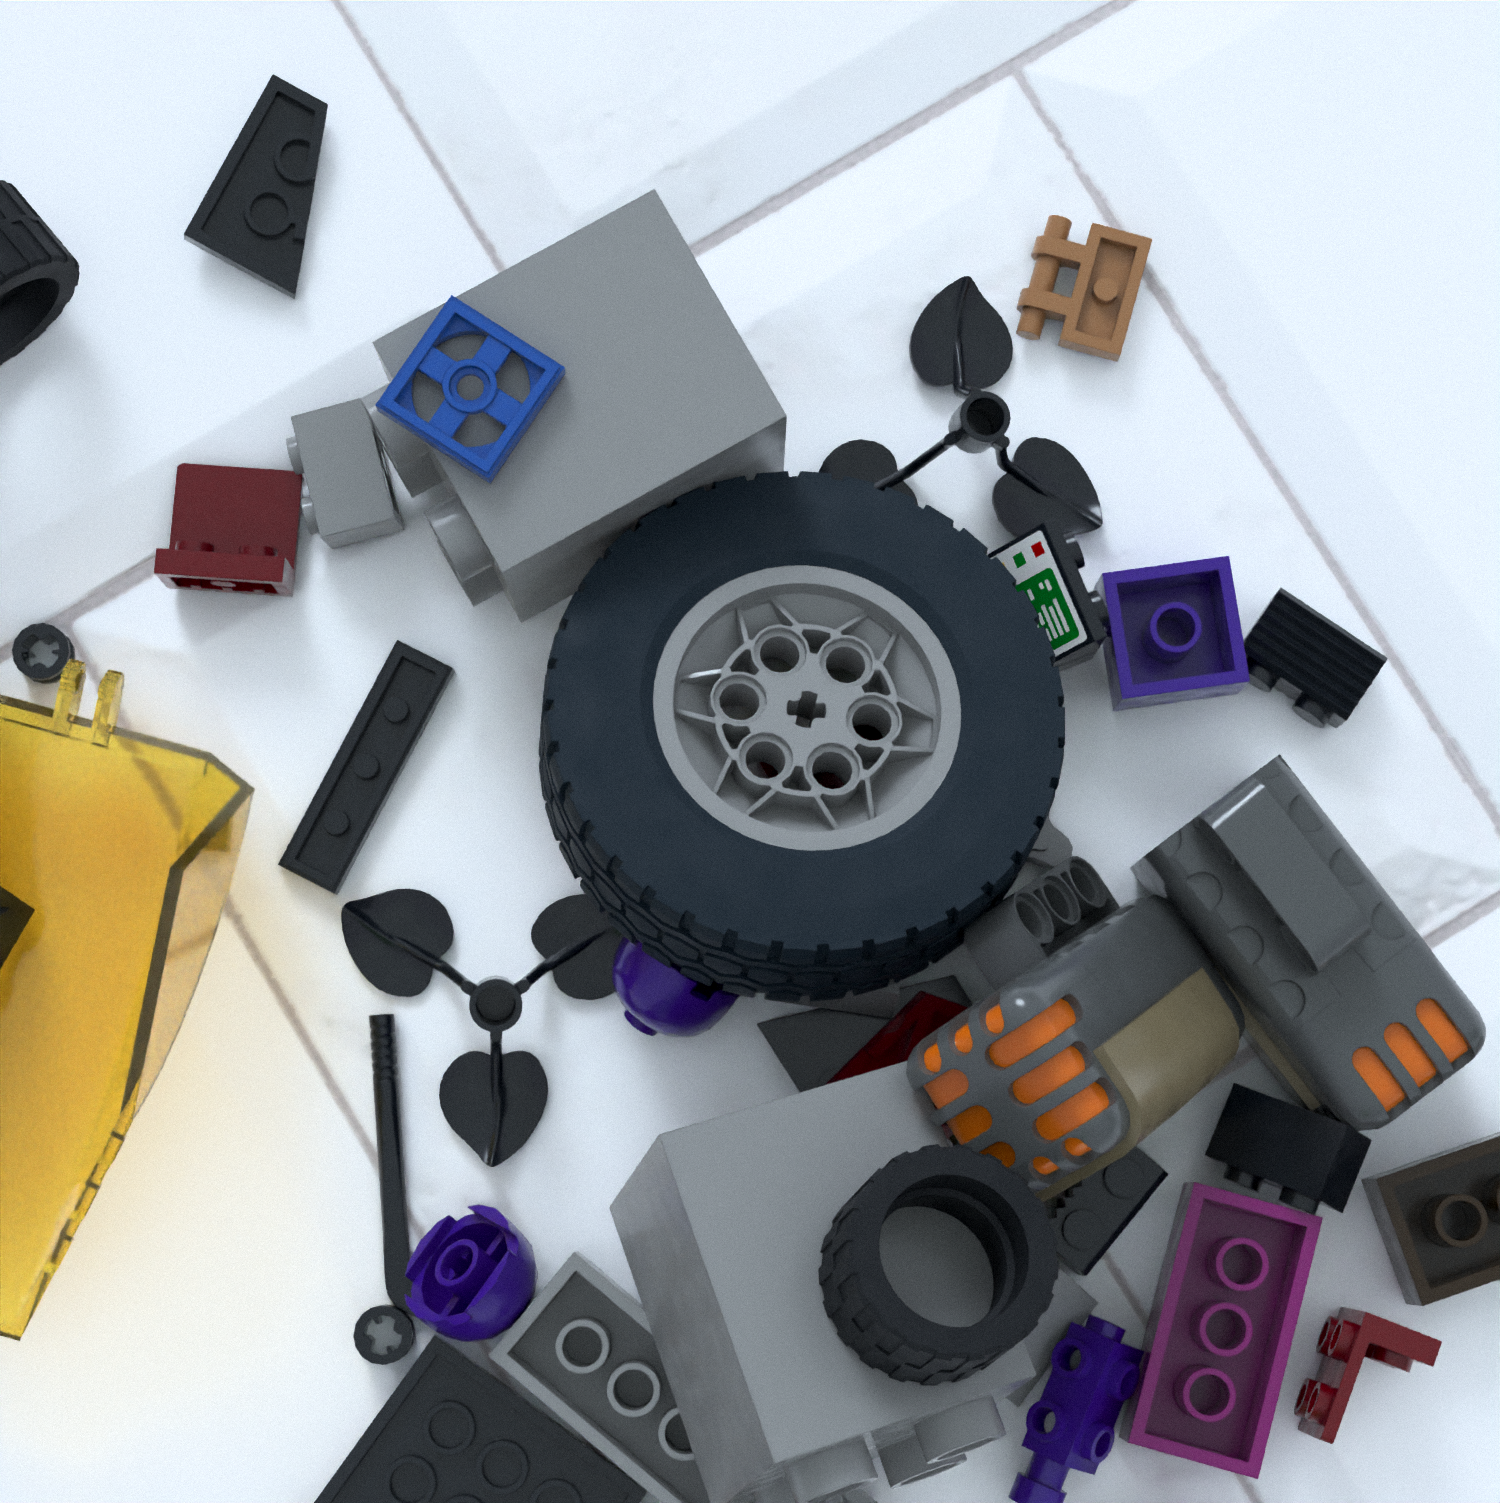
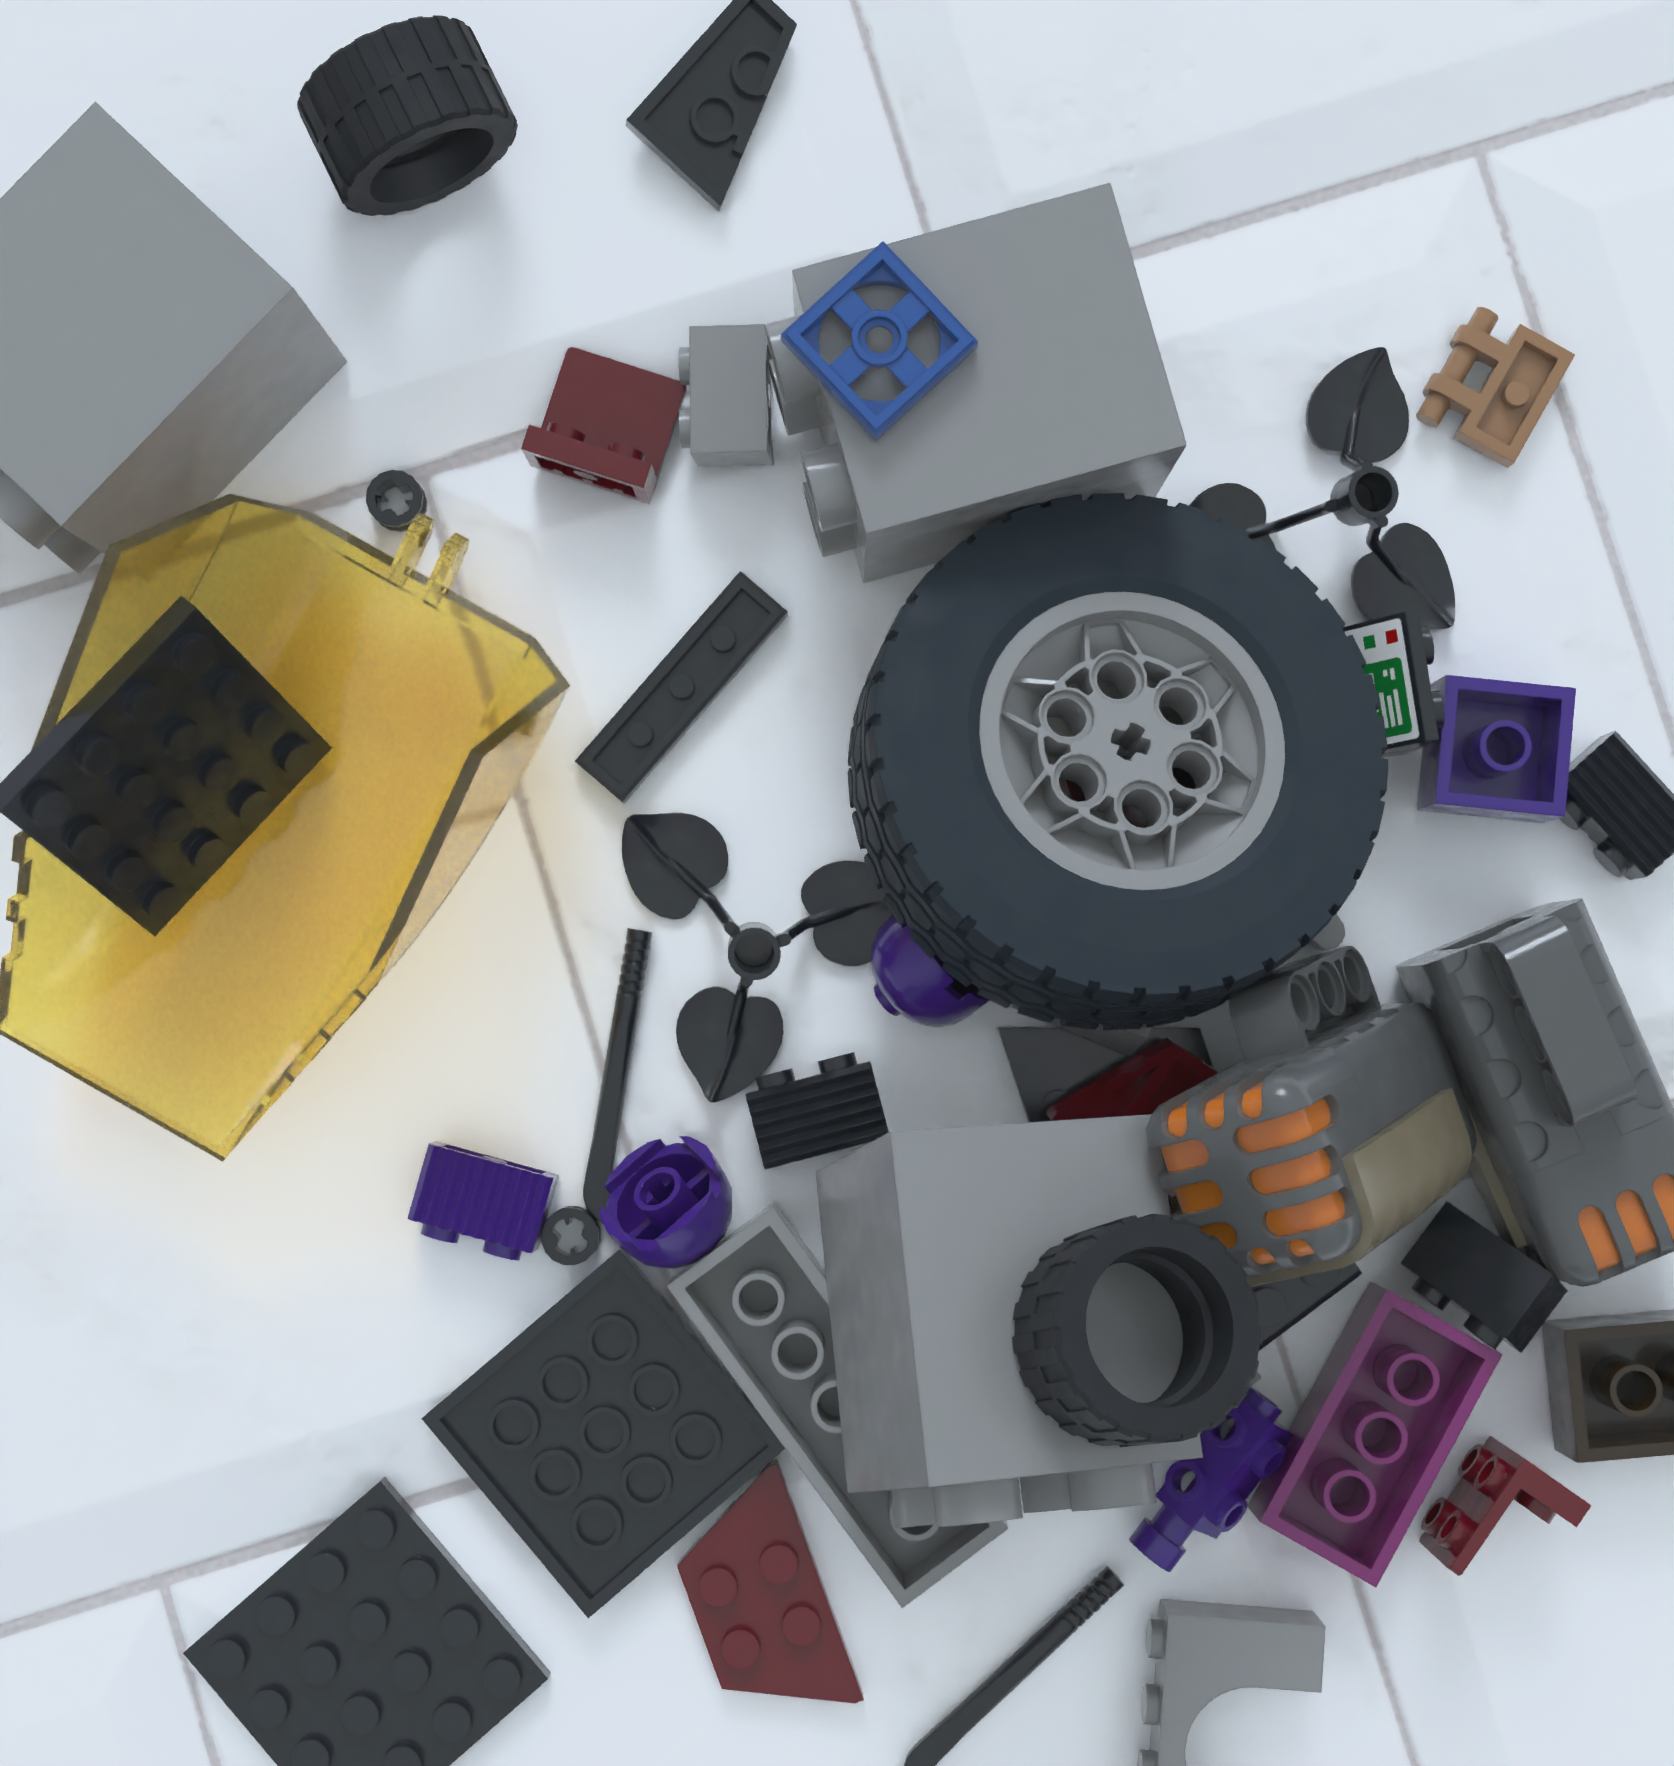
camera: 15 degrees right, 5 degrees up
(287, 1319) = (482, 1199): none -> dark purple brick
(595, 1152) = (817, 1111): none -> black brick

